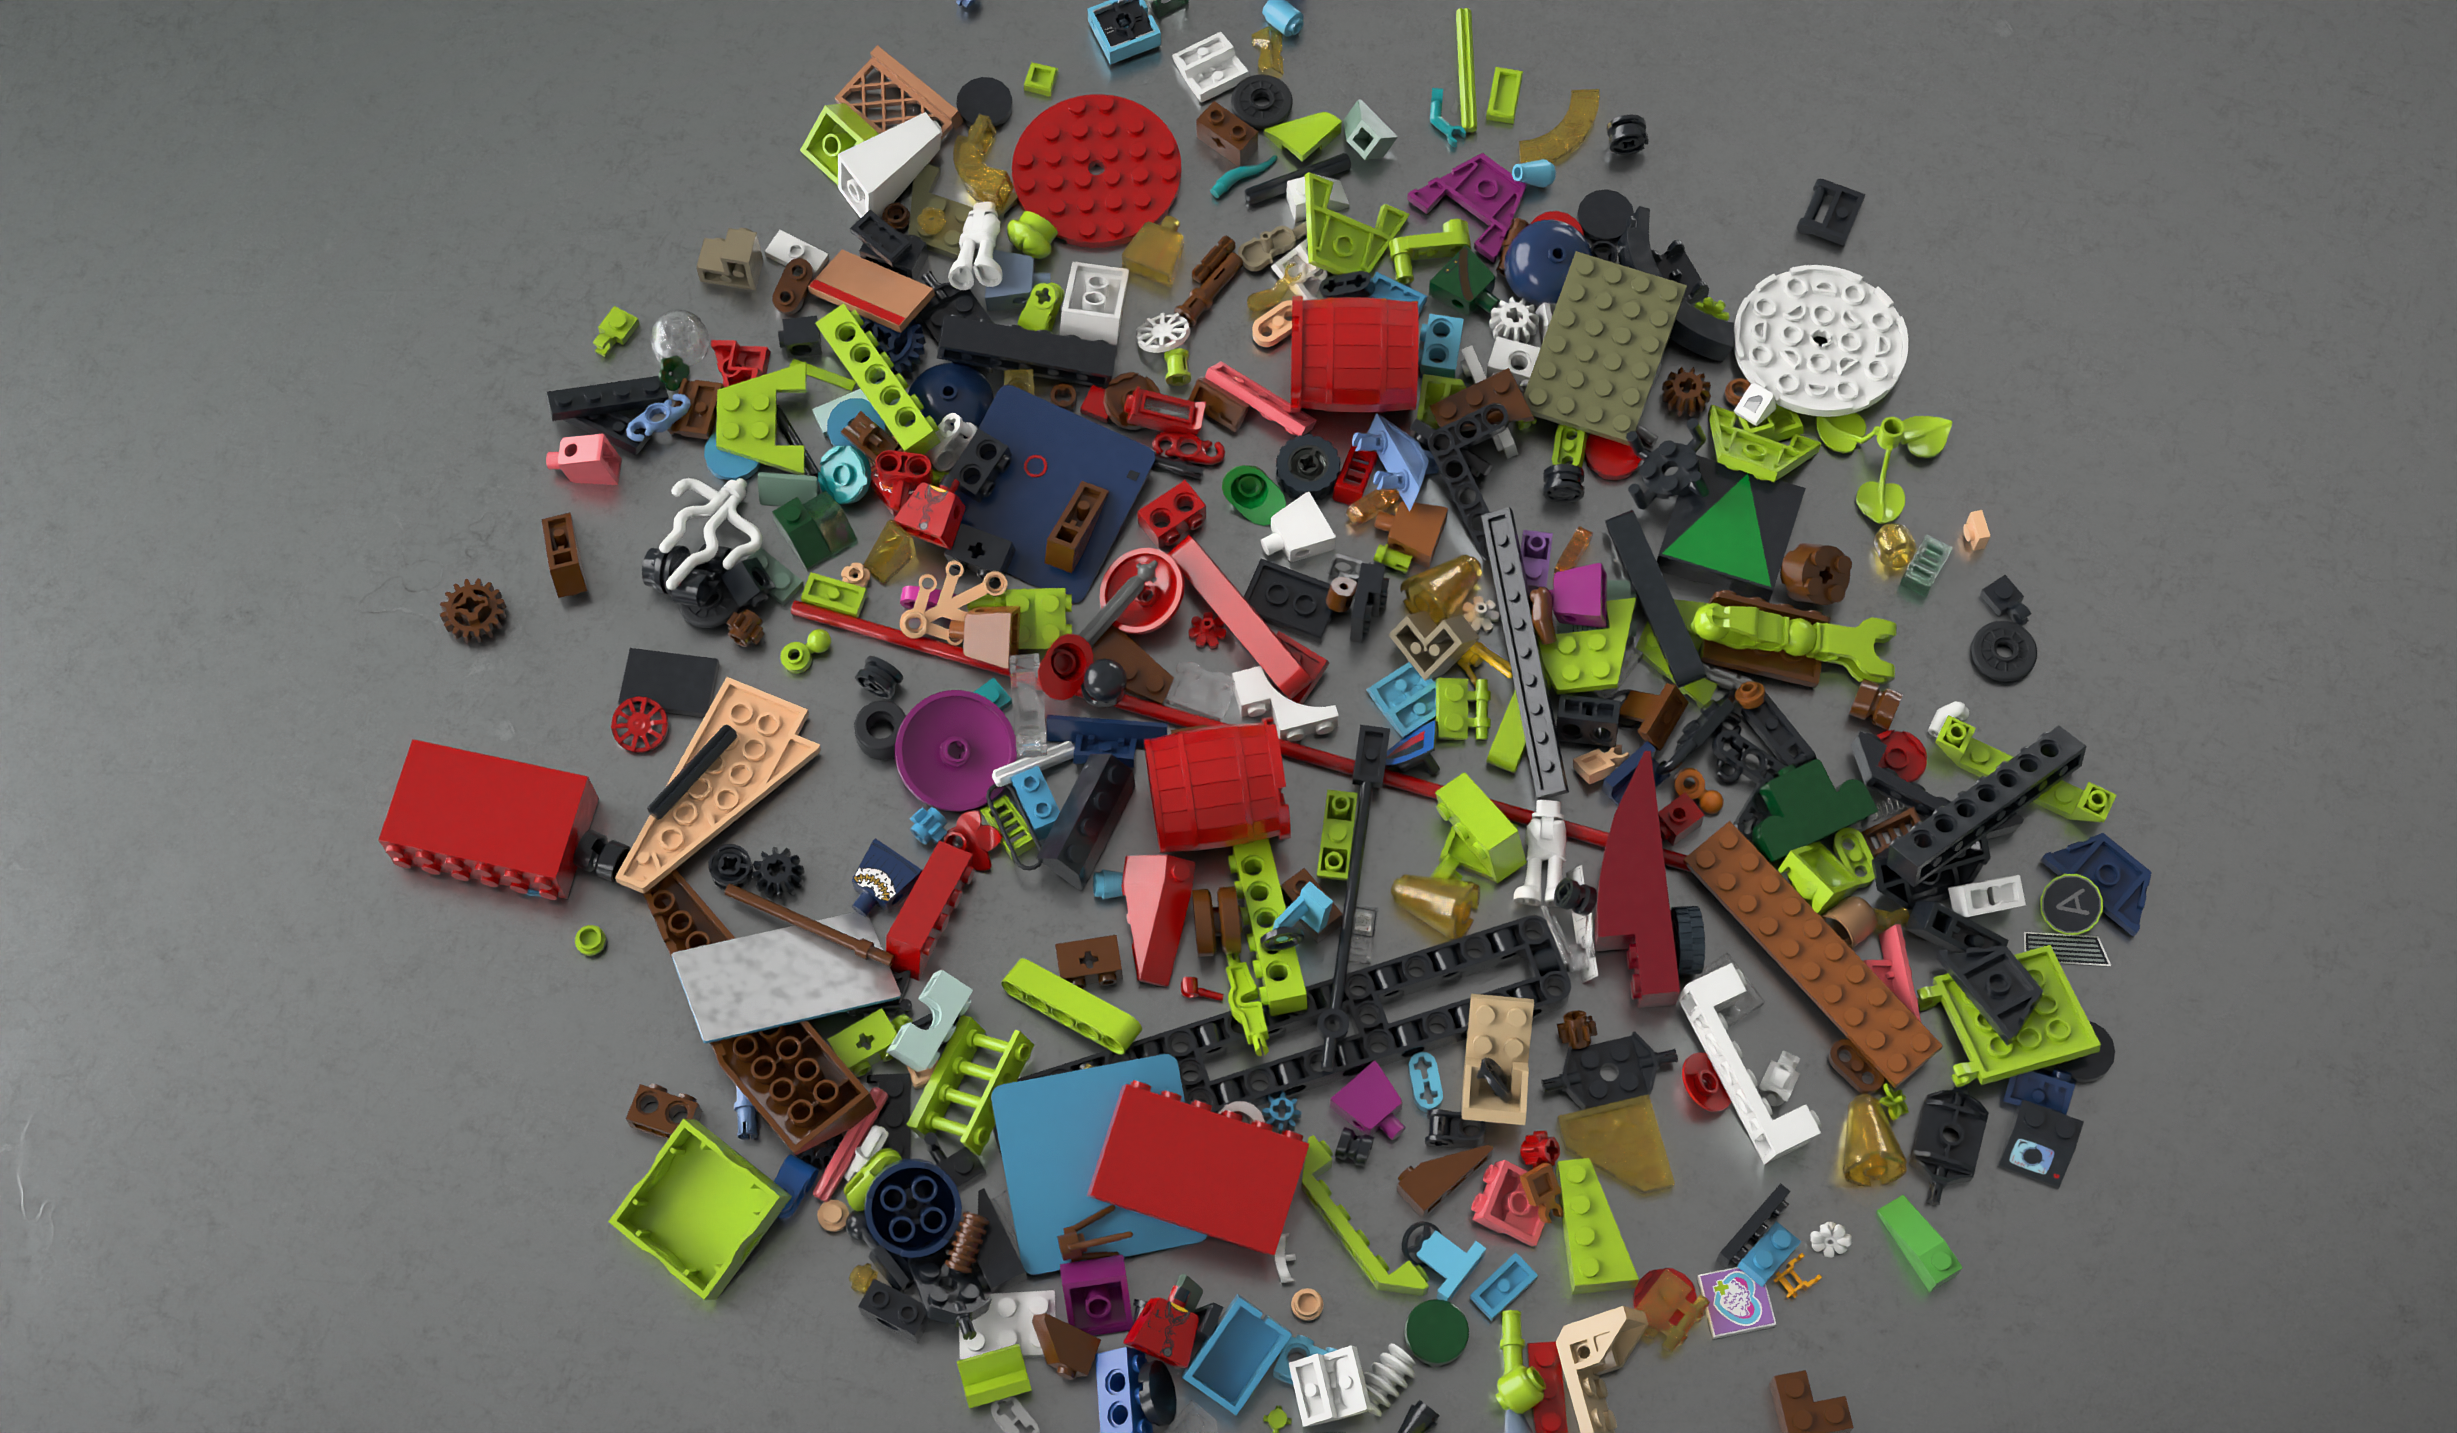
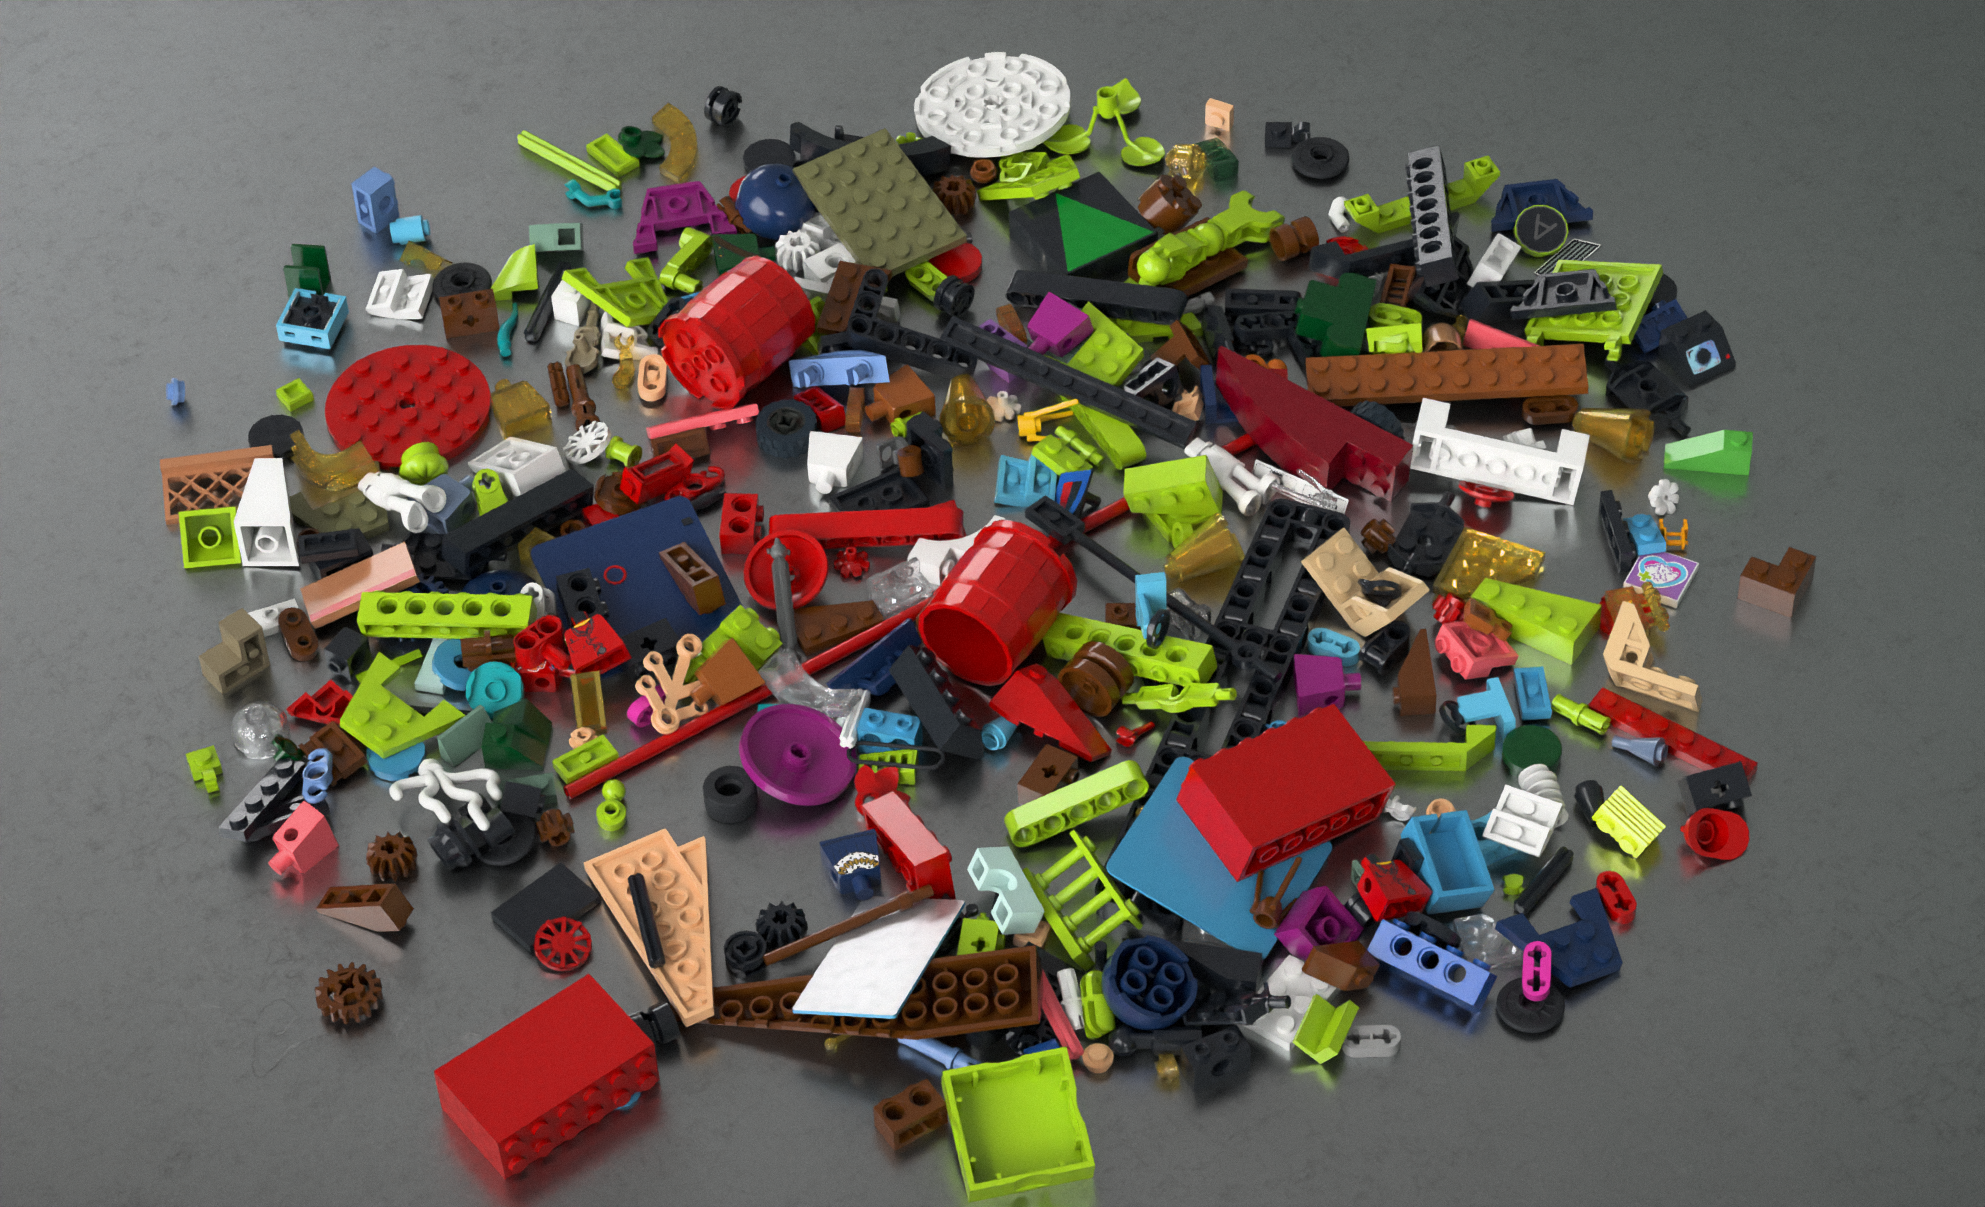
camera: 50 degrees left, 20 degrees down
(590, 940) = (712, 1081): lime plate -> none
(615, 534) = (391, 856): none -> reddish brown gear
(879, 677) = (686, 768): black wheel -> none
(928, 825) = (840, 809): dark azure gear -> none
(935, 225) = (343, 515): clear yellow plate -> none
(967, 1242) = (1208, 969): reddish brown piece -> none
(1065, 666) = (801, 641): red piece -> none
(1105, 682) = (839, 625): black helmet -> none
(1253, 493) = (777, 465): green piece -> none
(1337, 835) = (1096, 577): lime slope -> none
(1354, 1146) = (1352, 708): black wheel -> none
(1433, 647) = (1010, 437): dark tan brick -> none
(1520, 1389) = (1622, 720): lime head -> none
(1535, 107) = (640, 142): none -> dark green plate
(1535, 173) = (697, 170): medium azure cone -> none
(1542, 614) = (1052, 349): reddish brown arm -> none
(1575, 896) = (1282, 465): black wheel -> none
(1669, 455) = (1005, 217): black plate -> none
(1750, 694) = (1221, 294): dark orange plate -> none
(1756, 404) = (1005, 162): white slope -> none
(1840, 215) = (907, 42): black plate -> none
(1894, 1101) = (1589, 404): lime plant -> none

